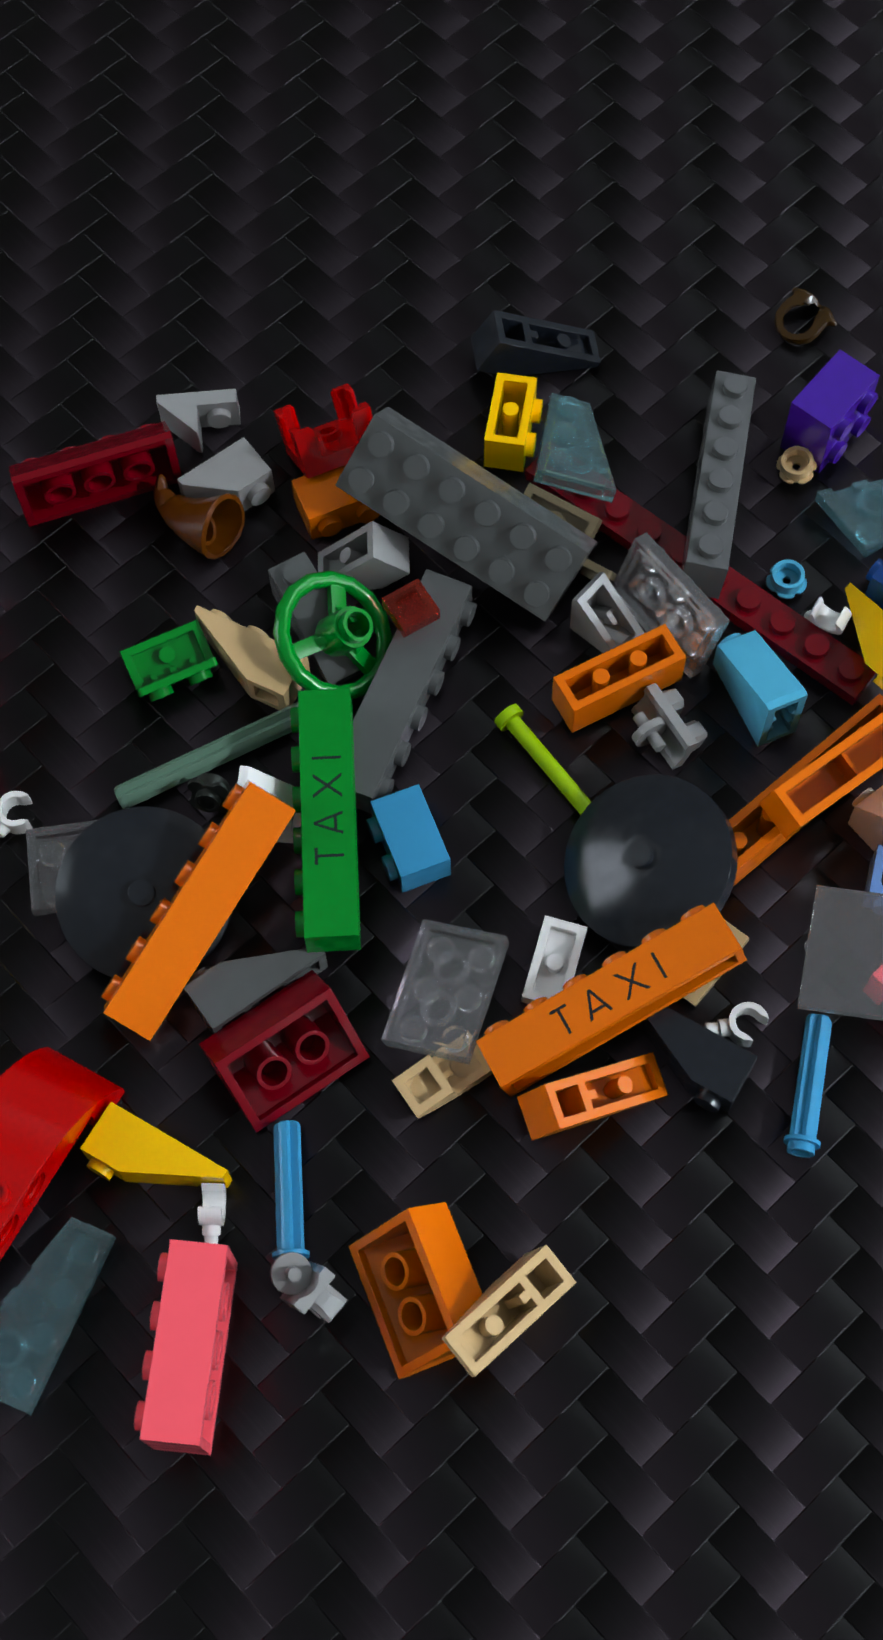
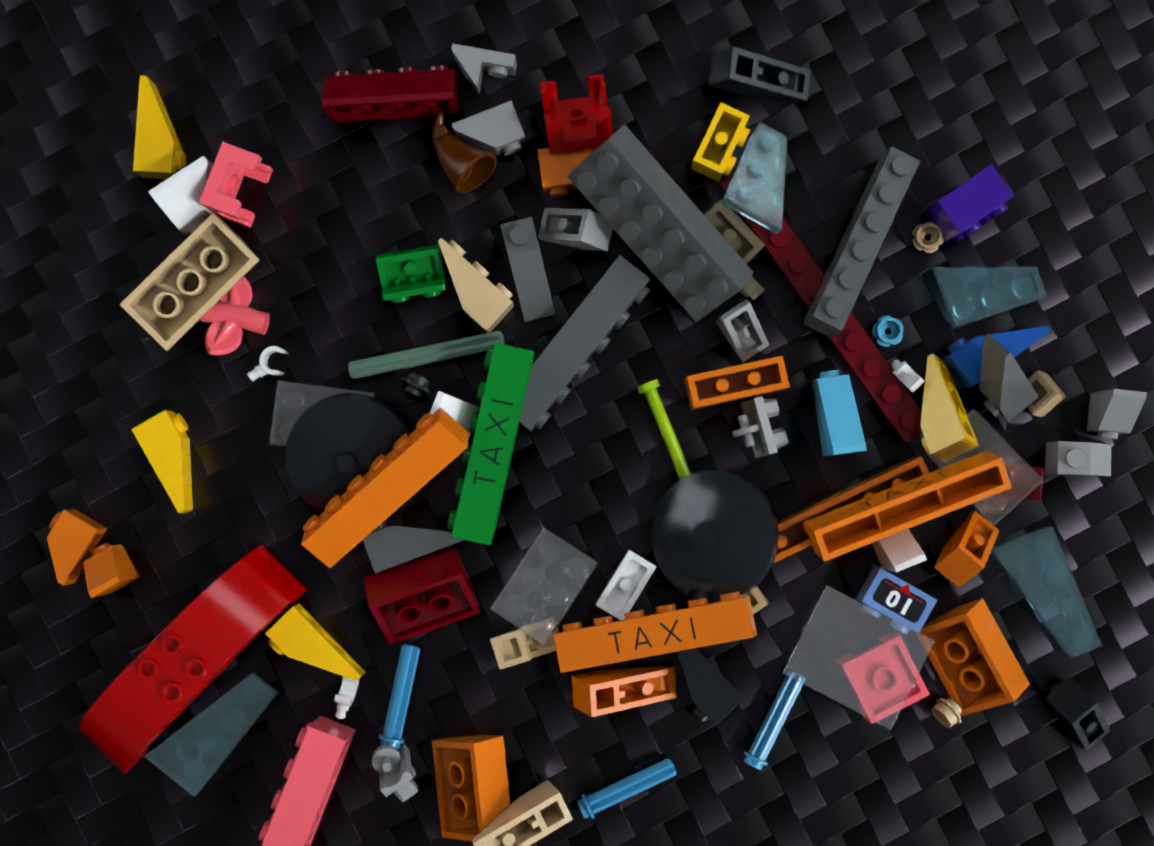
camera: 15 degrees right, 20 degrees up
(338, 634) = (537, 291): green piece -> none
(409, 838) = (549, 463): dark azure brick -> none
(411, 608) = (598, 289): clear red plate -> none
(636, 1234) = (626, 788): none -> dark azure axle
(664, 594) = (792, 335): clear plate -> none
(728, 1026) = (731, 662): white piece -> none
(822, 319) = (994, 112): dark brown piece -> none

